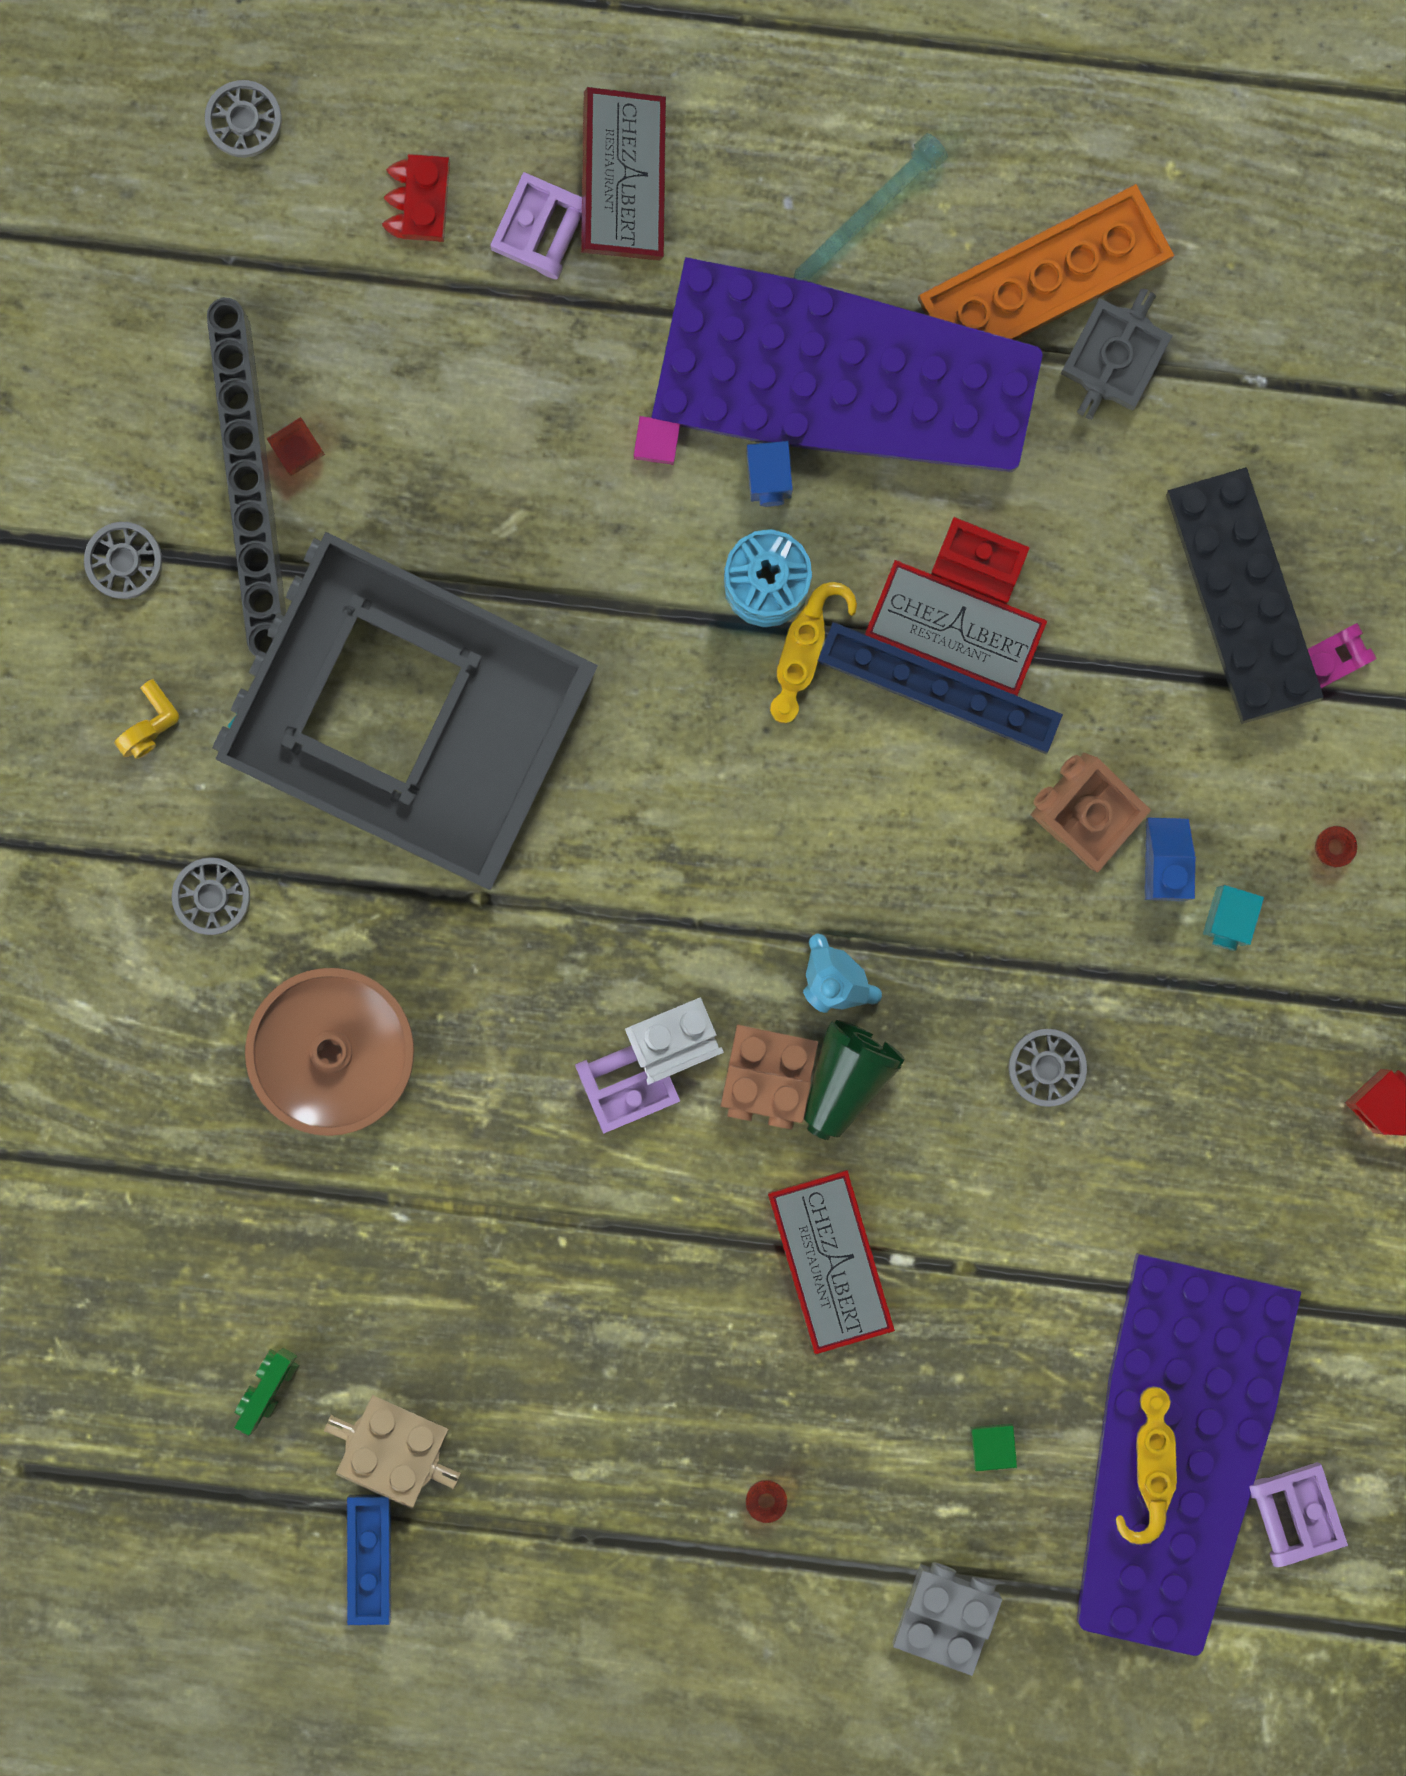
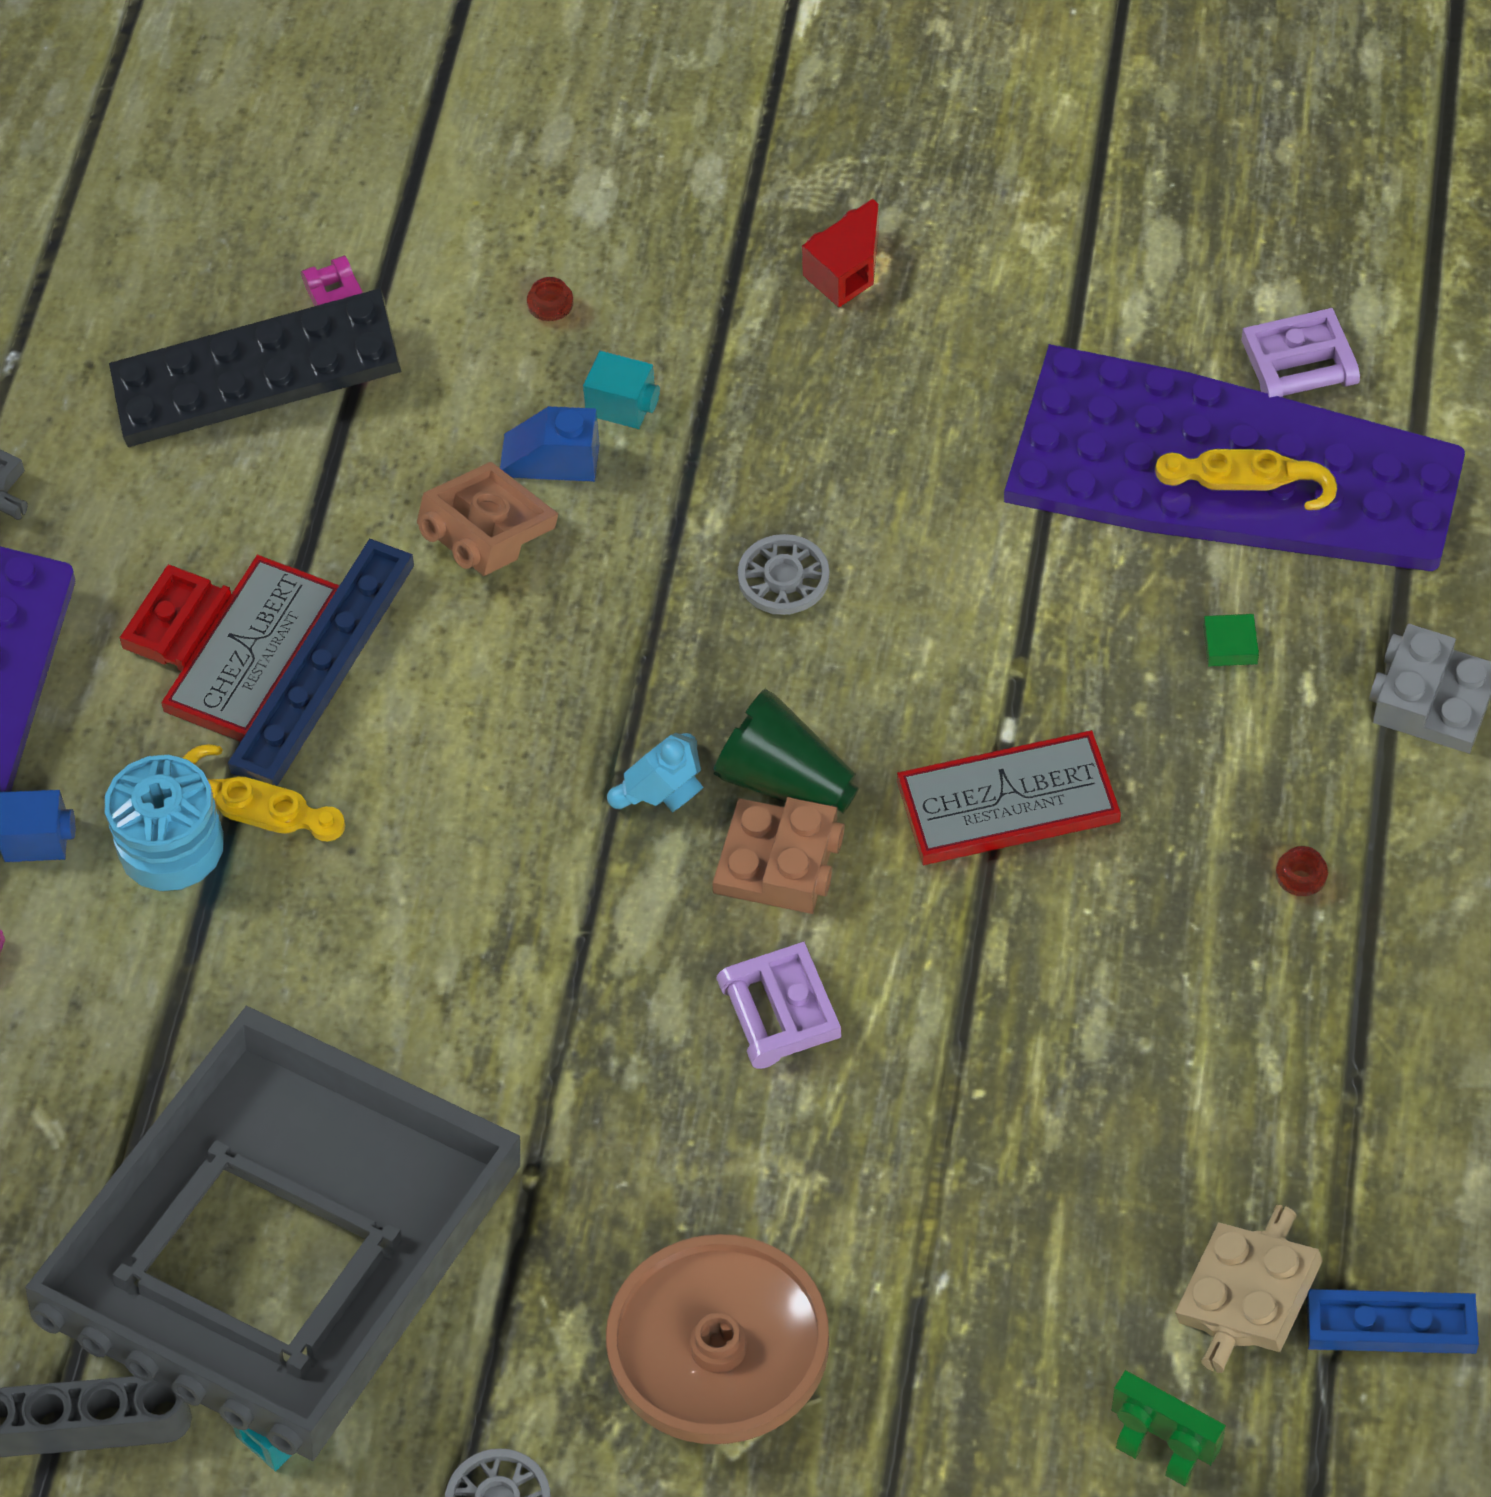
camera: 85 degrees left, 30 degrees down
(674, 1040) = (727, 945): white plate -> none

